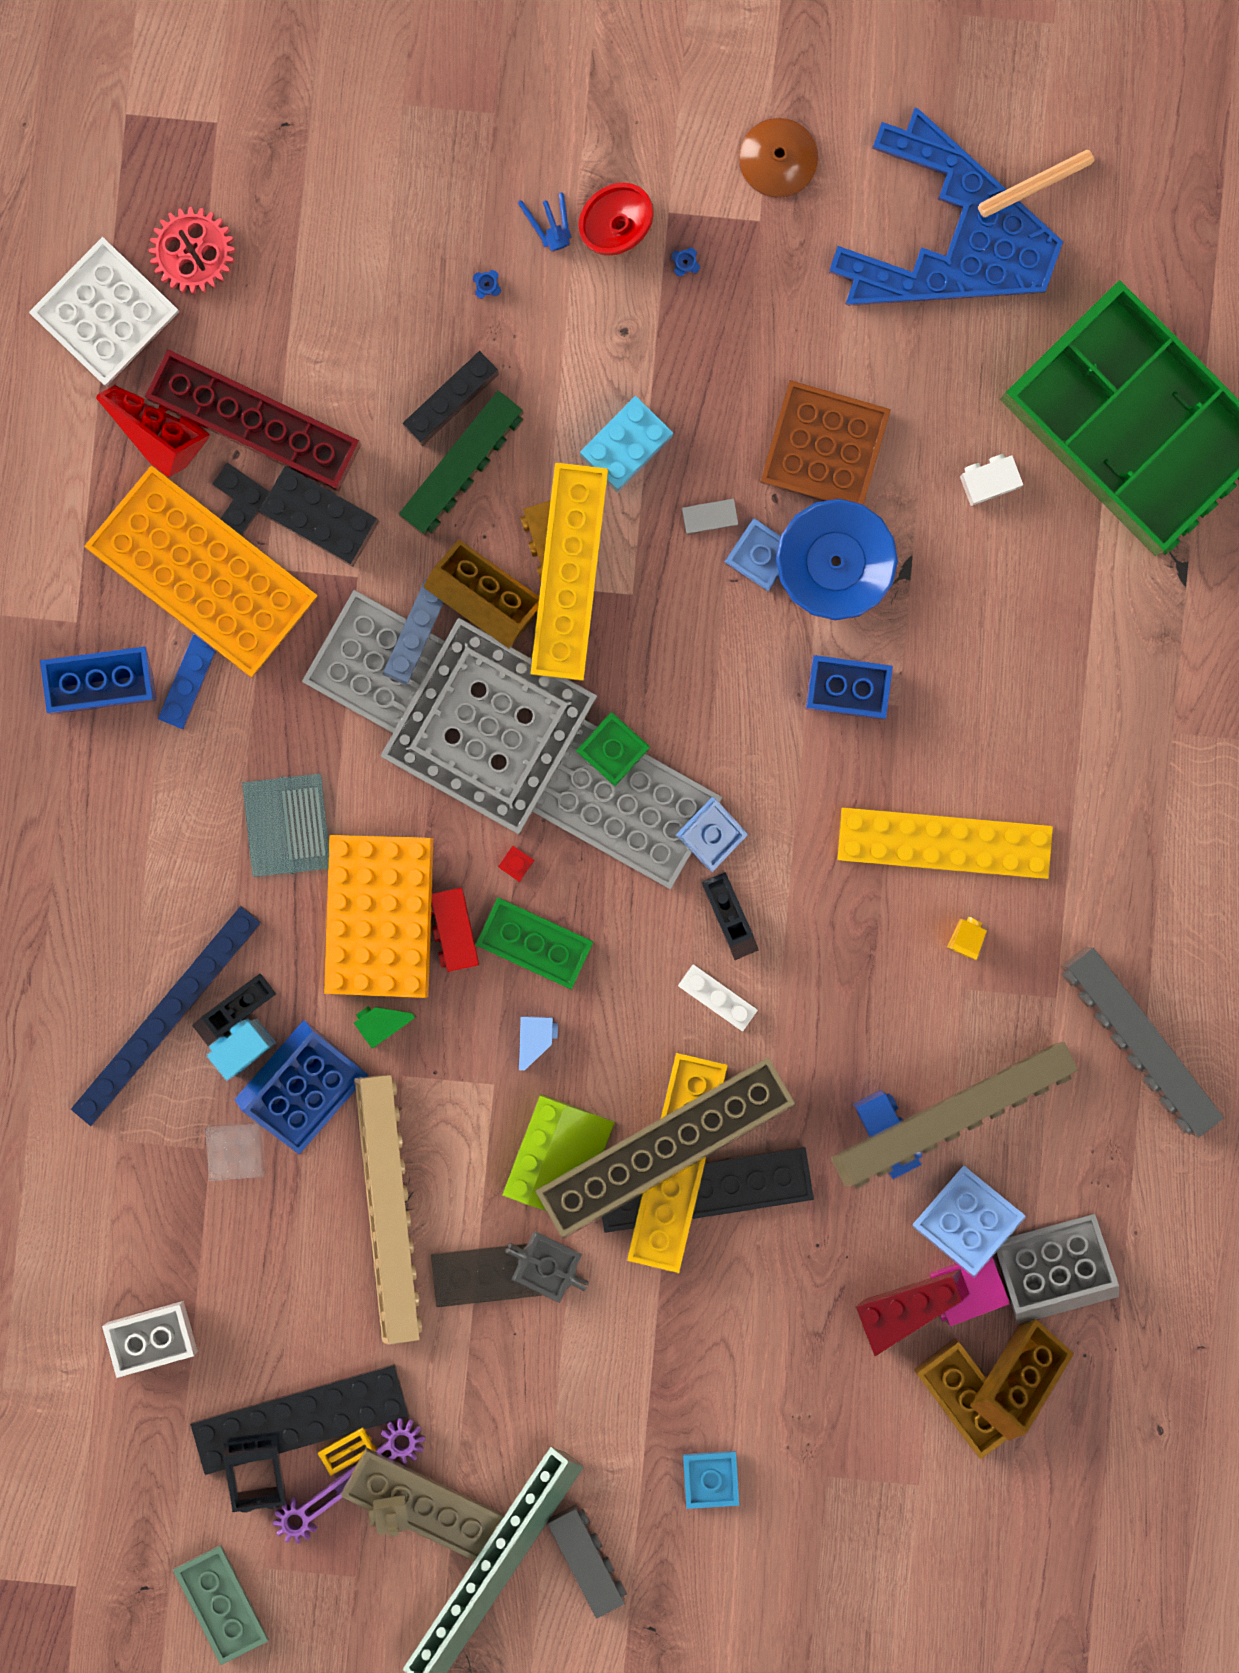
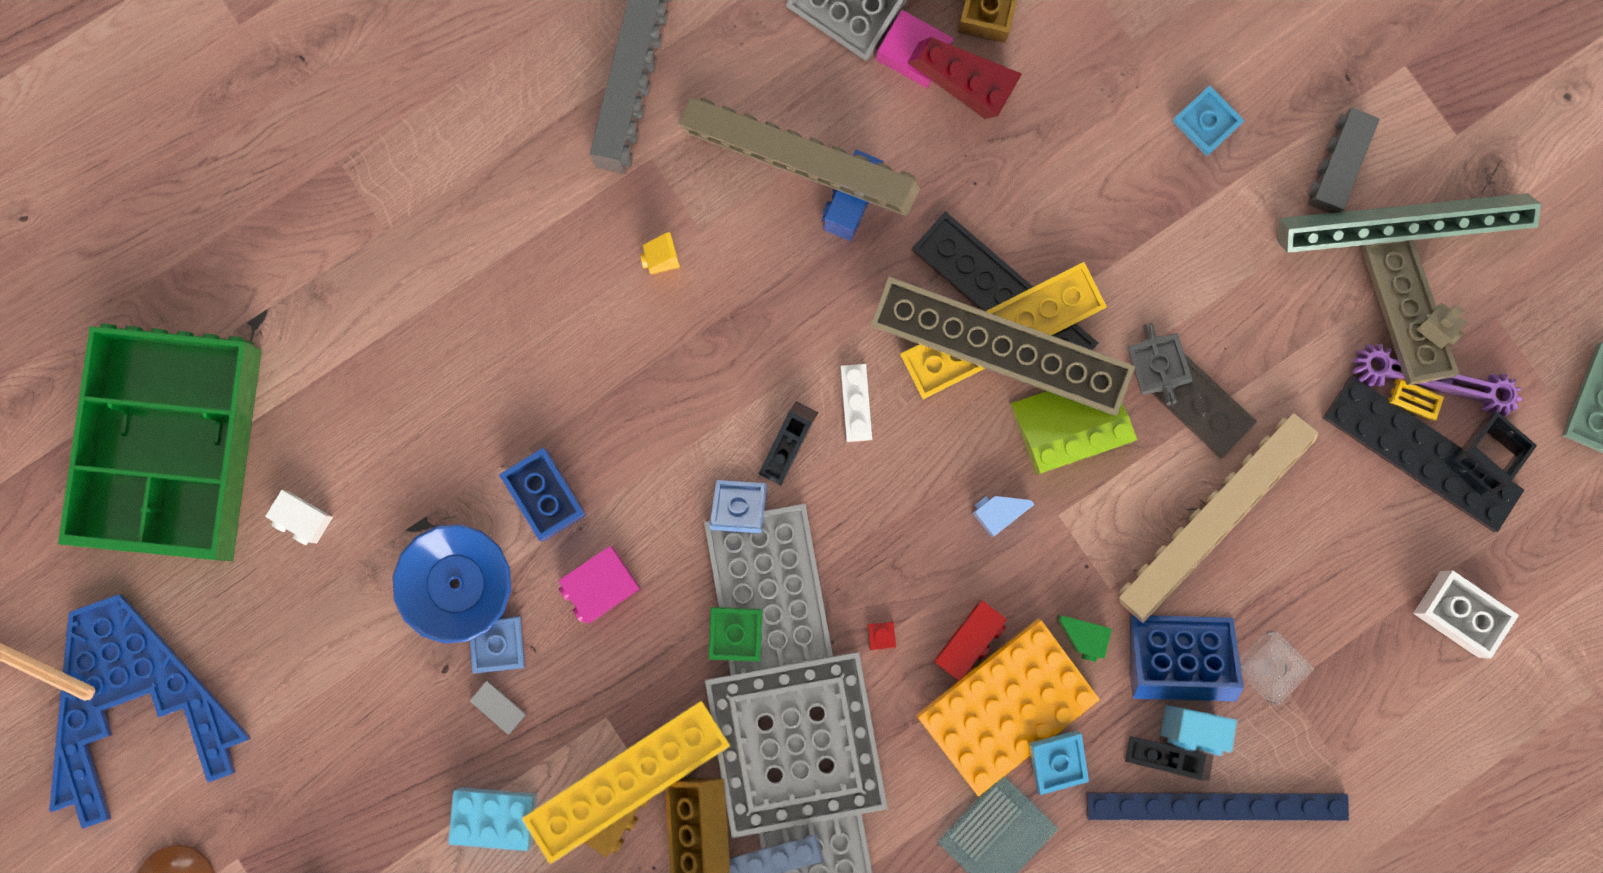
camera: 130 degrees left, 5 degrees down
(303, 919) = (1059, 762): none -> dark azure plate
(534, 943) = (930, 572): green plate -> none
(740, 672) = (598, 585): none -> dark pink brick
(824, 444) = (371, 666): dark orange plate -> none
(944, 843) = (603, 330): yellow plate -> none
(968, 1221) = (867, 86): light blue plate -> none

